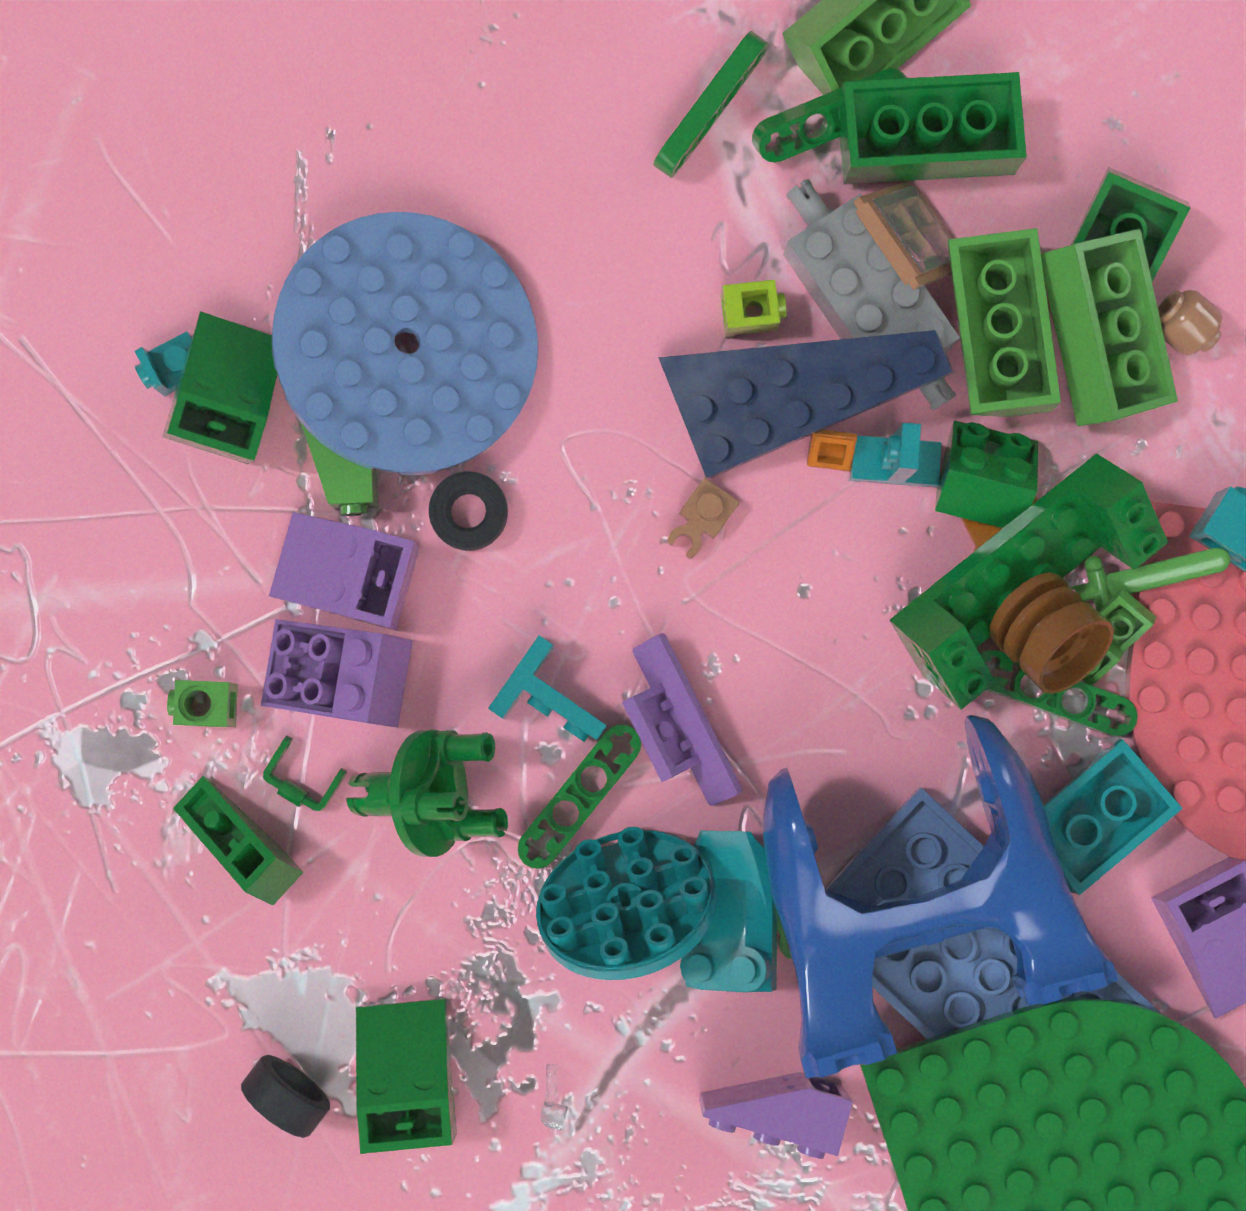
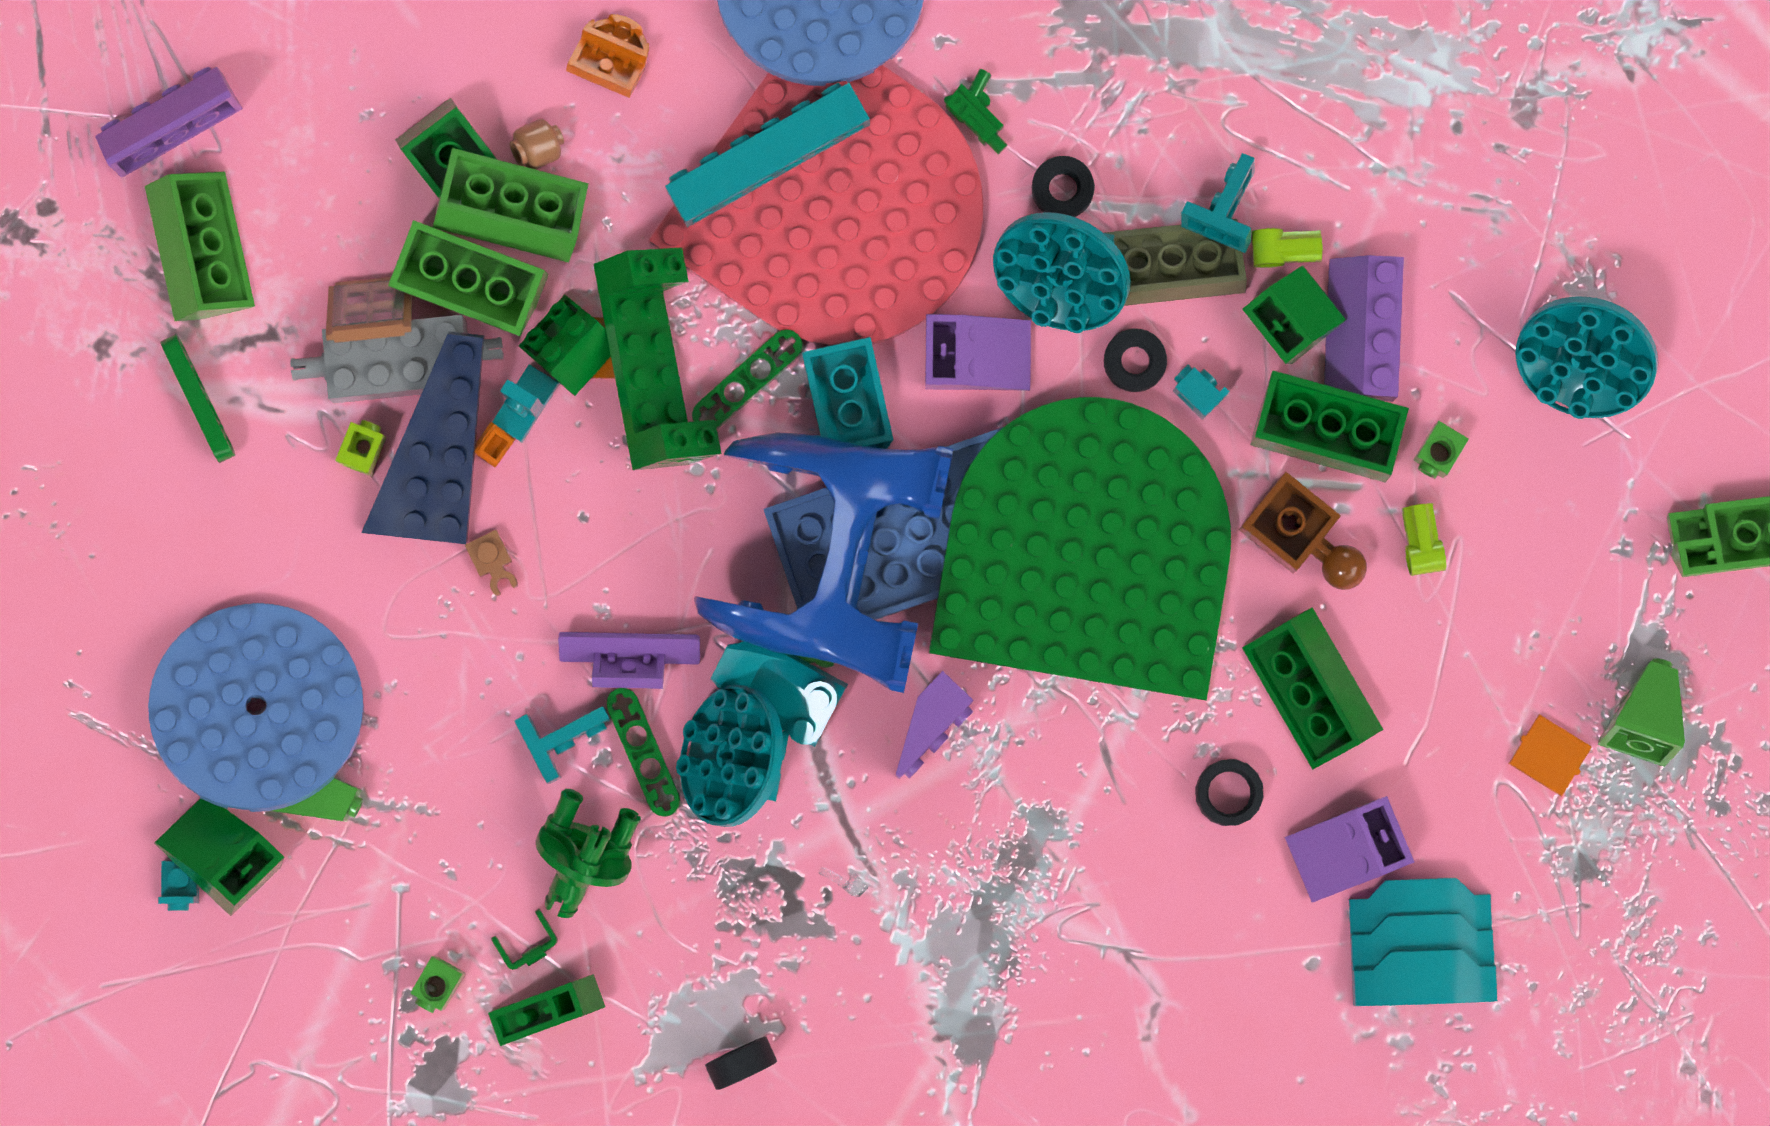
camera: 60 degrees left, 0 degrees up
(337, 672) = (464, 879): medium lavender slope -> none
(345, 570) = (394, 835): medium lavender slope -> none
(404, 1076) = (770, 974): green slope -> none
(462, 484) = (377, 726): black tyre -> none
(827, 105) = (247, 314): green beam -> none
(932, 128) = (301, 252): green slope -> none
(1051, 632) = (701, 363): dark orange wheel -> none
(1104, 586) = (692, 304): bright green sword -> none
(1129, 623) = (728, 322): bright green slope -> none

